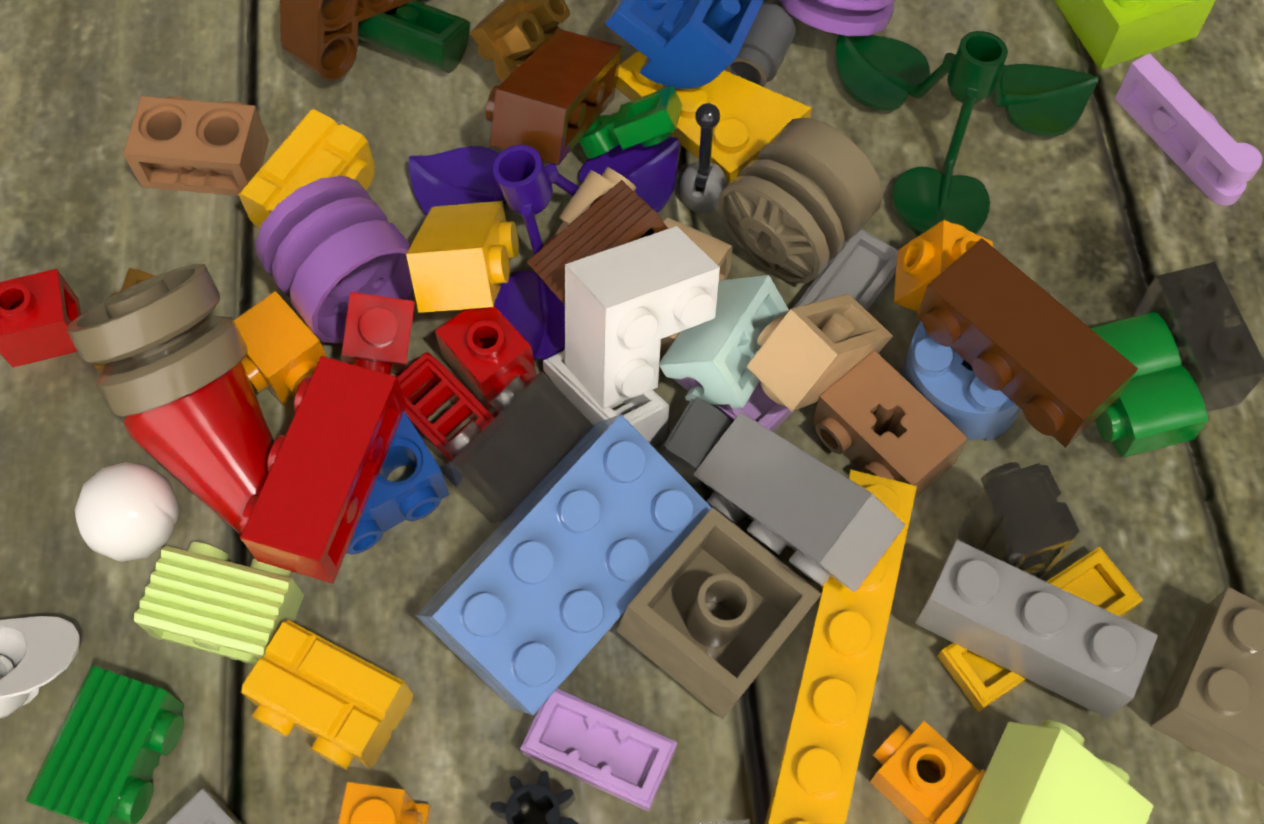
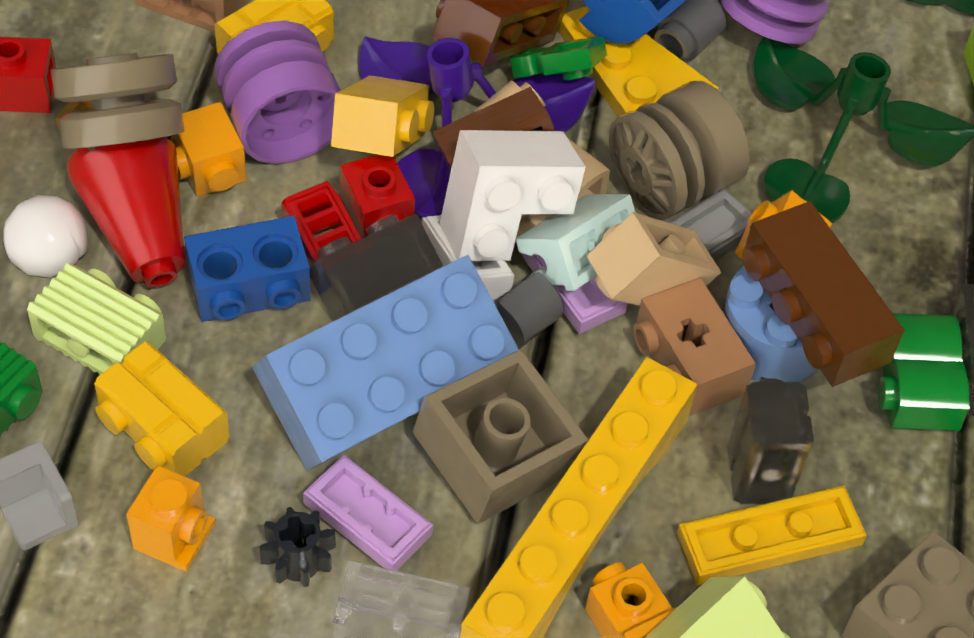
camera: 10 degrees right, 10 degrees down
(323, 469) = (216, 235): red brick -> none
(377, 332) = (290, 156): red brick -> none
(703, 172) = (606, 112): hinge -> none
(797, 503) = (592, 366): light grey brick -> none
(1037, 630) = (758, 518): light grey brick -> none

